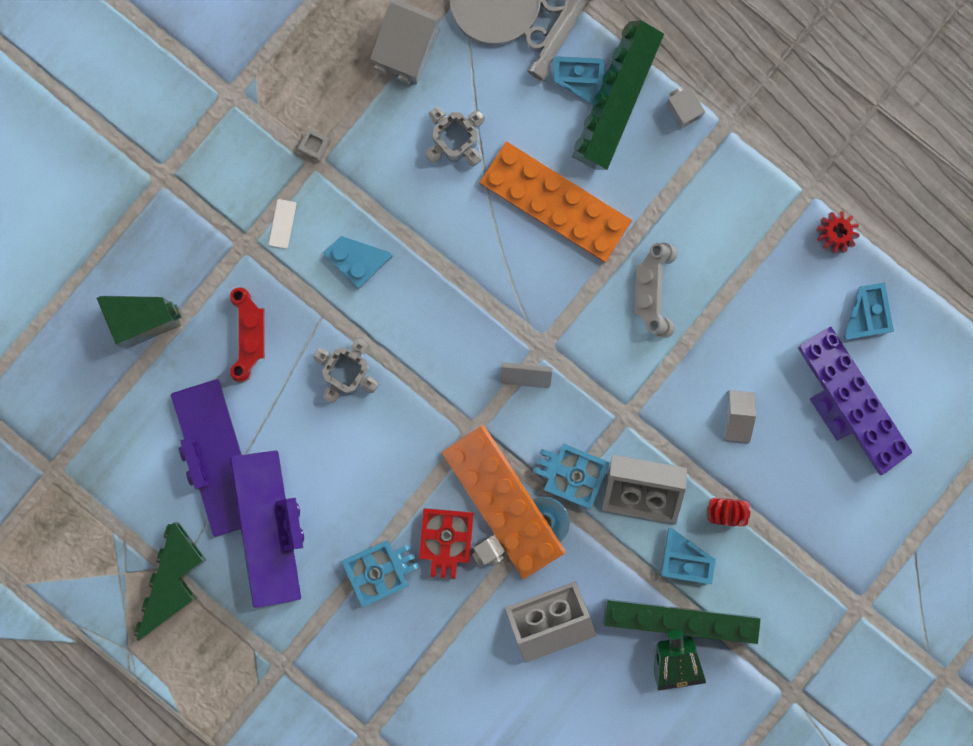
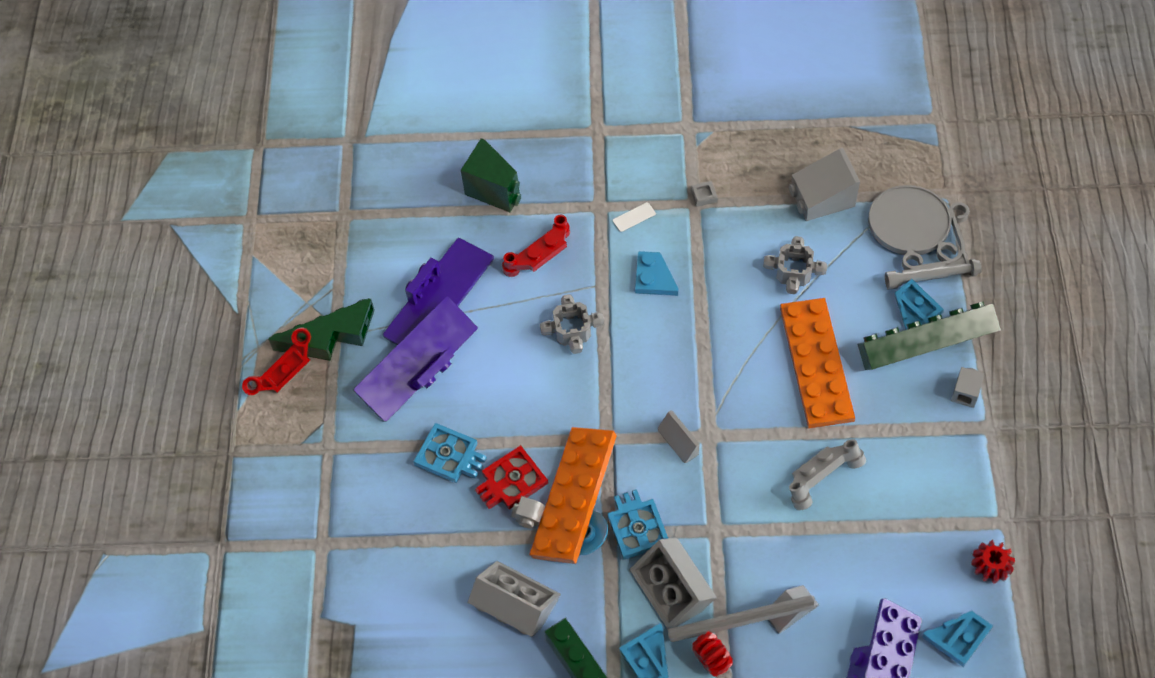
camera: 50 degrees right, 25 degrees down
(176, 648) = (284, 368): none -> red plate
(722, 465) = (742, 618): none -> light grey axle

